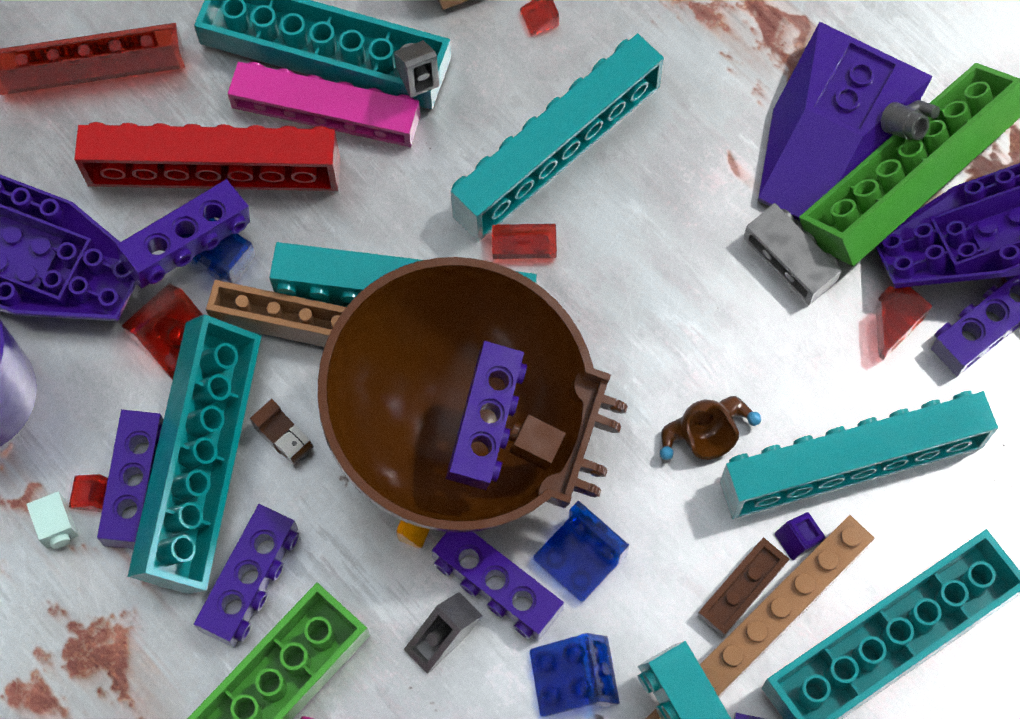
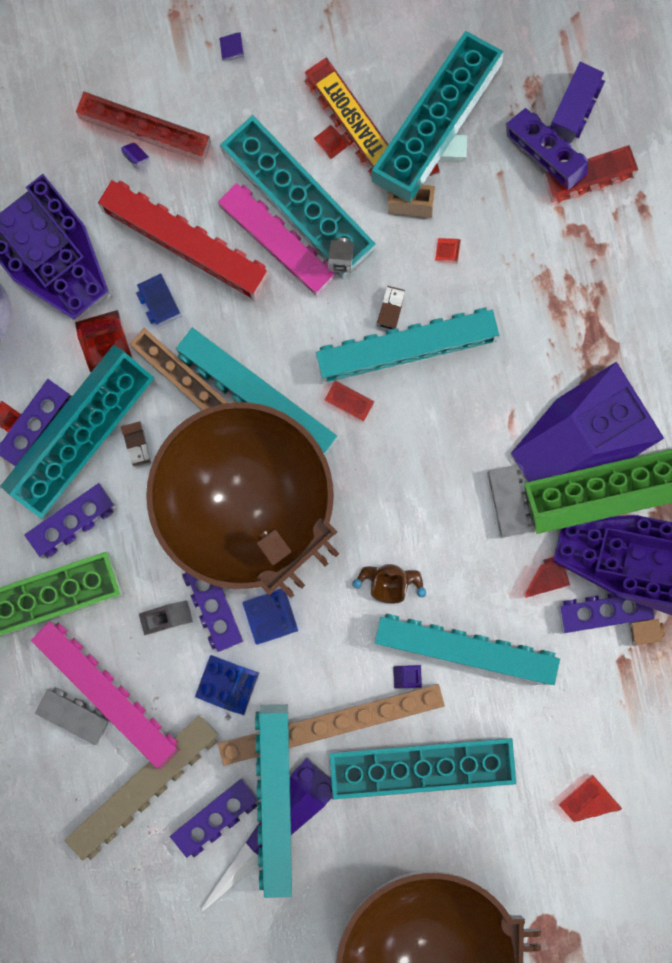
camera: 30 degrees right, 15 degrees up
(93, 101) = (134, 154): none -> dark purple slope
(191, 218) = (173, 277): dark purple brick -> none
(465, 465) = (222, 536): dark purple brick -> none
(509, 108) = (390, 308): none -> reddish brown leg
(743, 587) = (354, 688): reddish brown plate -> none
(910, 120) = (625, 459): flat silver piece -> none

